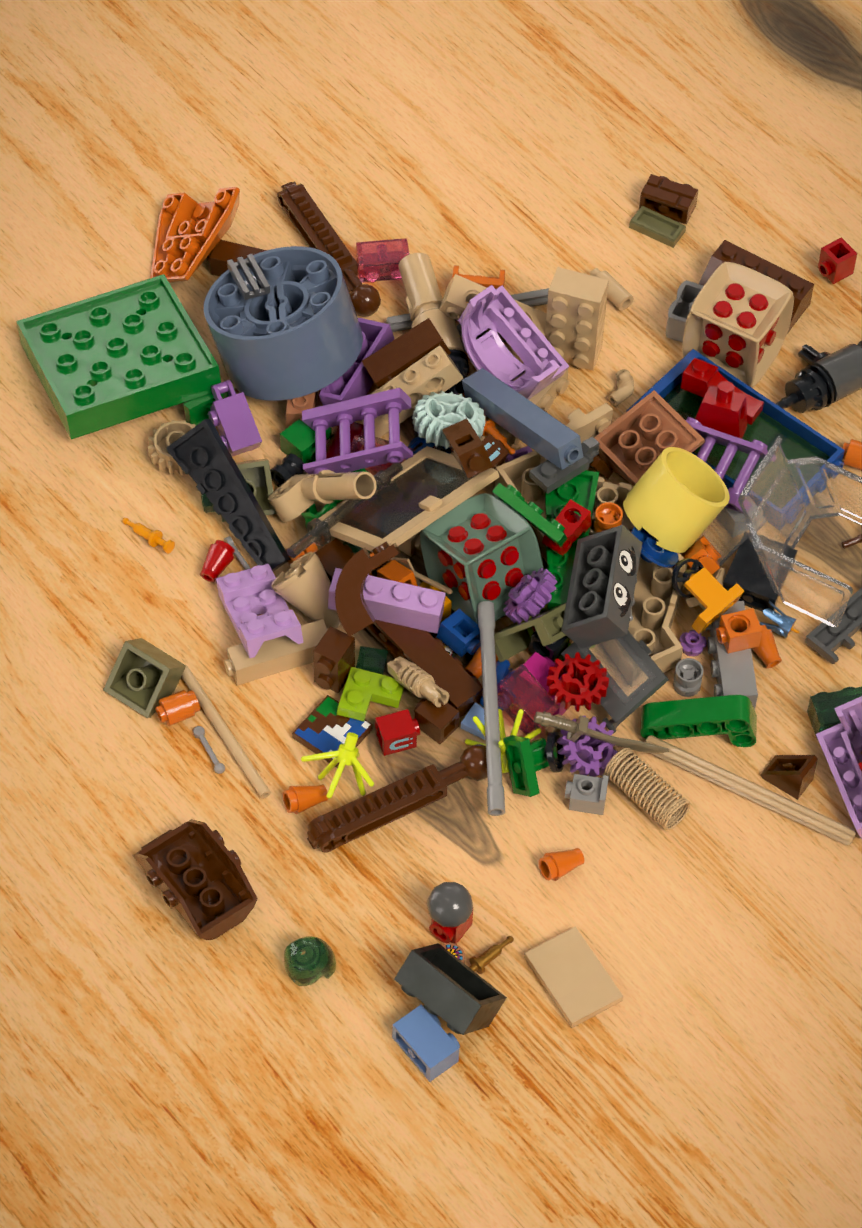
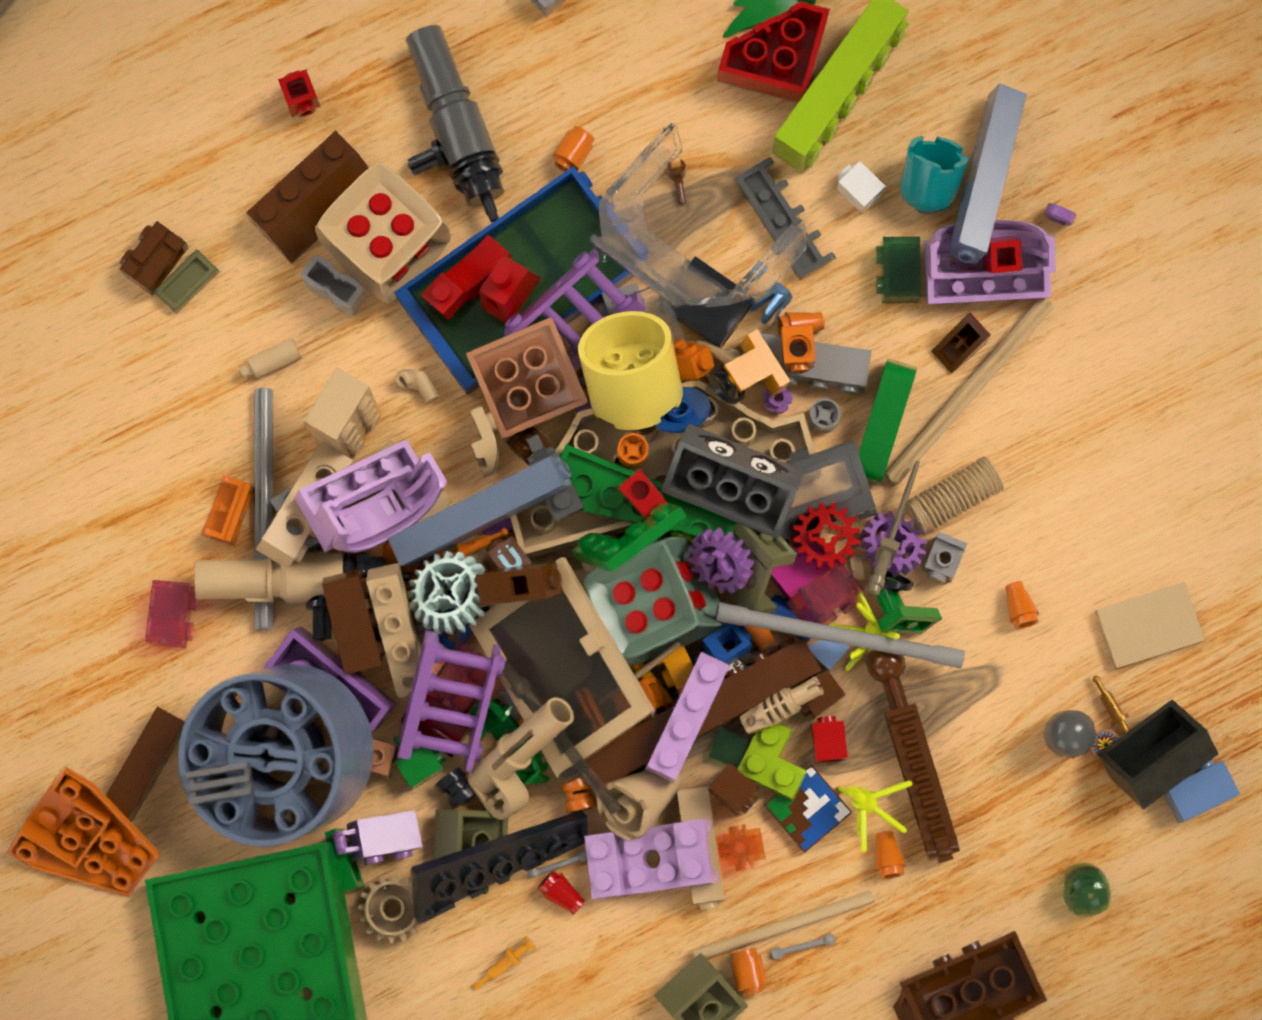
camera: 75 degrees left, 25 degrees up
(285, 681) = (754, 847): none -> clear orange brick
(321, 236) = (135, 675): reddish brown gear -> none
(349, 589) = (676, 744): reddish brown arch -> none

